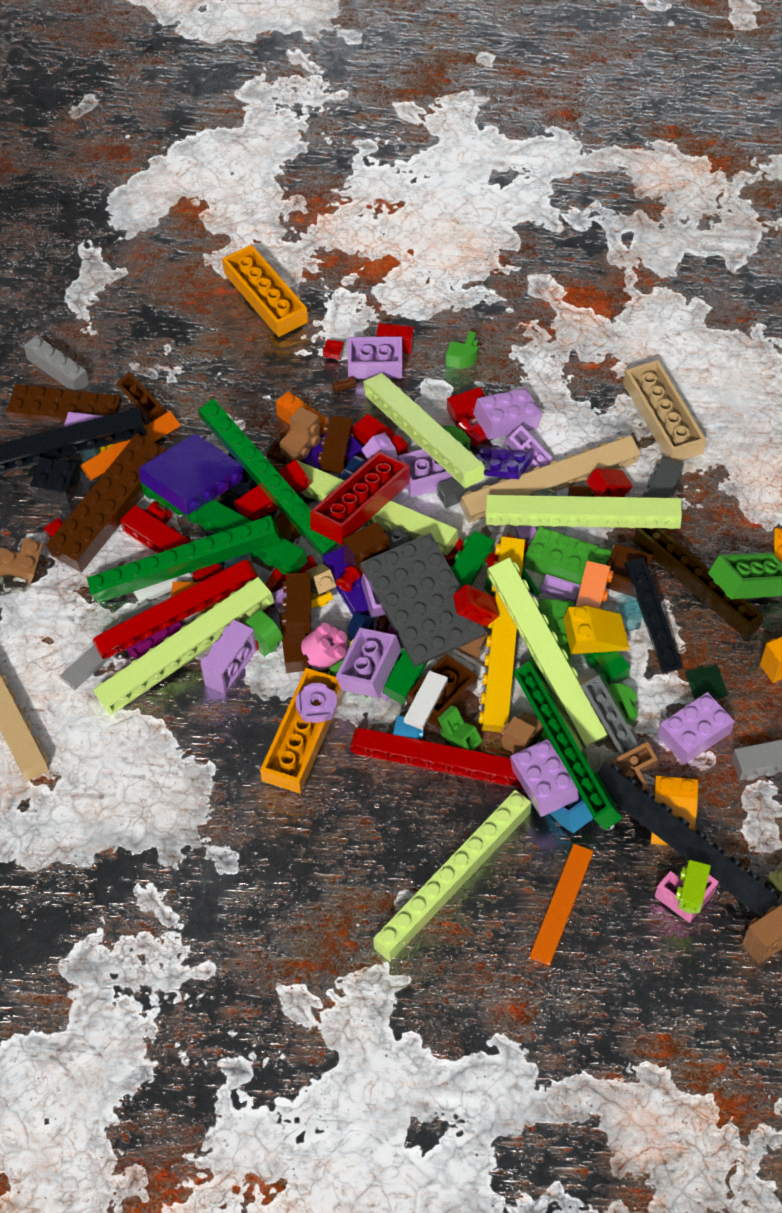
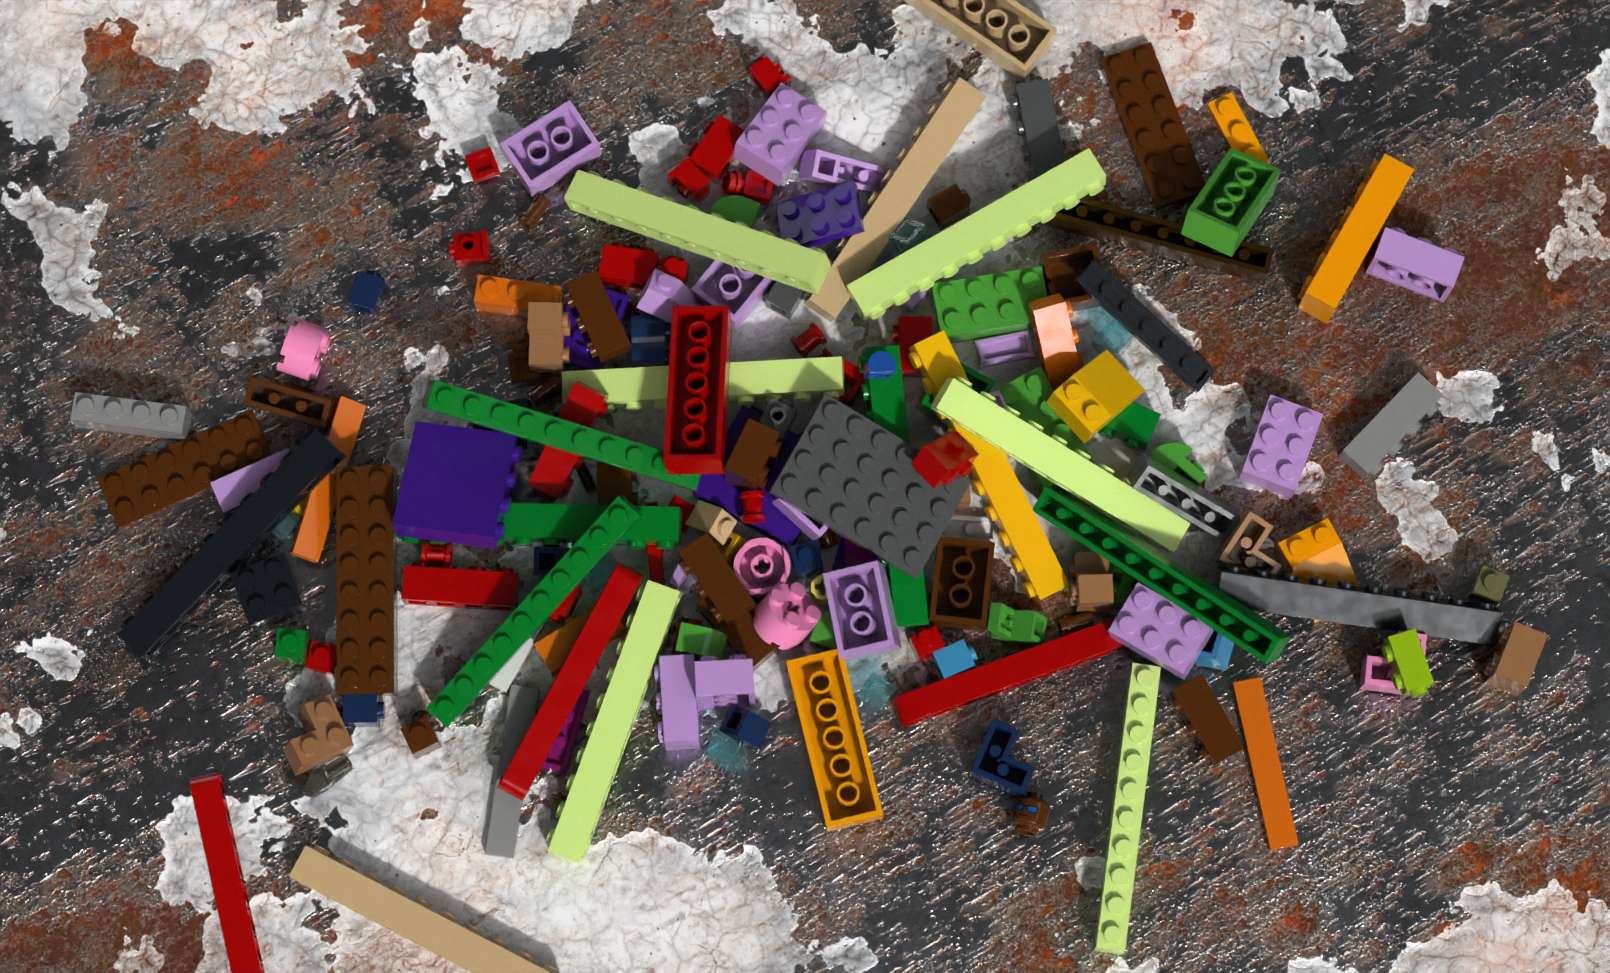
camera: 35 degrees left, 20 degrees up
(44, 512) = (292, 646): none -> green brick
(54, 565) = (363, 710): none -> dark blue brick
(74, 595) = (421, 737): none -> reddish brown brick
(168, 379) = (303, 349): none -> bright pink brick
(224, 374) = (367, 292): none -> dark blue brick
(235, 702) = (726, 754): none -> clear light blue brick
(257, 693) = (745, 726): none -> dark blue brick
(260, 658) = (724, 682): none -> lavender brick
(265, 290) = (326, 128): light orange brick -> none
(296, 383) = (477, 255): none -> red brick
(319, 713) = (852, 704): lavender plate -> none
(333, 611) = (764, 552): none -> bright pink brick
(347, 721) = (876, 694): none -> clear light blue brick
(390, 799) = (994, 764): none -> dark blue brick
(390, 841) = (1030, 814): none -> reddish brown head
(392, 330) = (552, 95): red brick -> none
(396, 707) = (925, 642): none -> red brick
(425, 700) = (959, 615): white tile -> none
(440, 411) = (690, 181): none -> red brick
(451, 520) = (808, 340): none -> red bush
(463, 355) = (657, 73): bright green brick -> none
(473, 540) = (879, 366): none -> blue brick
(522, 381) = (767, 75): none -> red brick
(539, 855) = (1205, 721): none -> reddish brown brick
(609, 483) = (974, 164): red brick -> none
(706, 680) = (1252, 374): clear green piece -> none
(733, 517) = (1152, 125): none -> reddish brown plate

